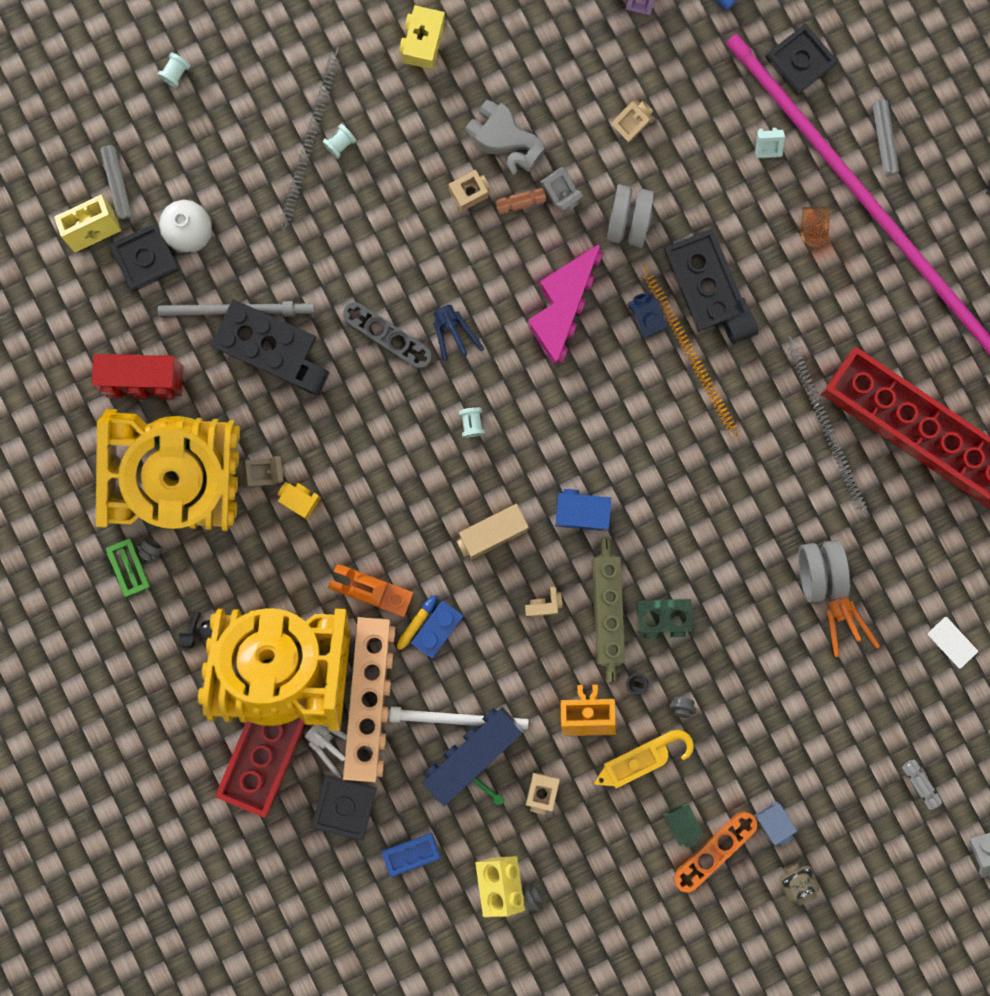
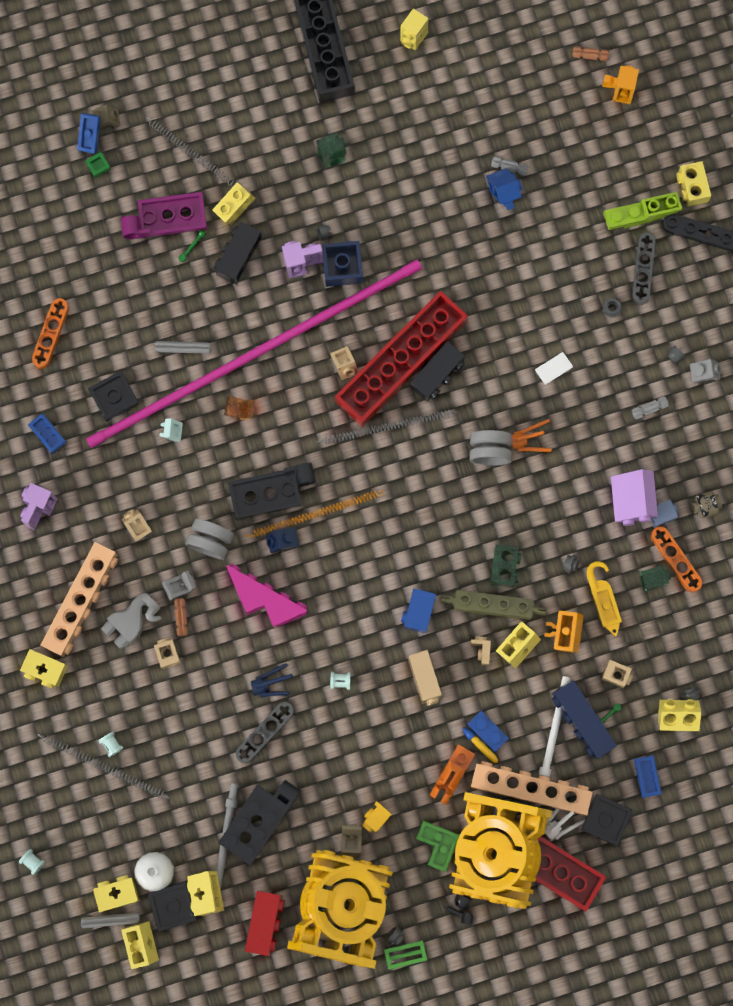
camera: 75 degrees left, 5 degrees down
(142, 169) = (106, 901): none -> light yellow brick
(165, 295) = (206, 883): none -> light yellow brick
(282, 593) = (443, 842): none -> bright green tile
(512, 54) = (97, 554): none -> light nougat brick
(558, 651) = (518, 645): none -> light yellow brick
(640, 679) = (546, 590): black hinge -> none
(791, 780) = (634, 497): none -> lavender brick
(905, 355) = (344, 363): none -> tan bracket
(917, 483) = (438, 372): none -> black brick

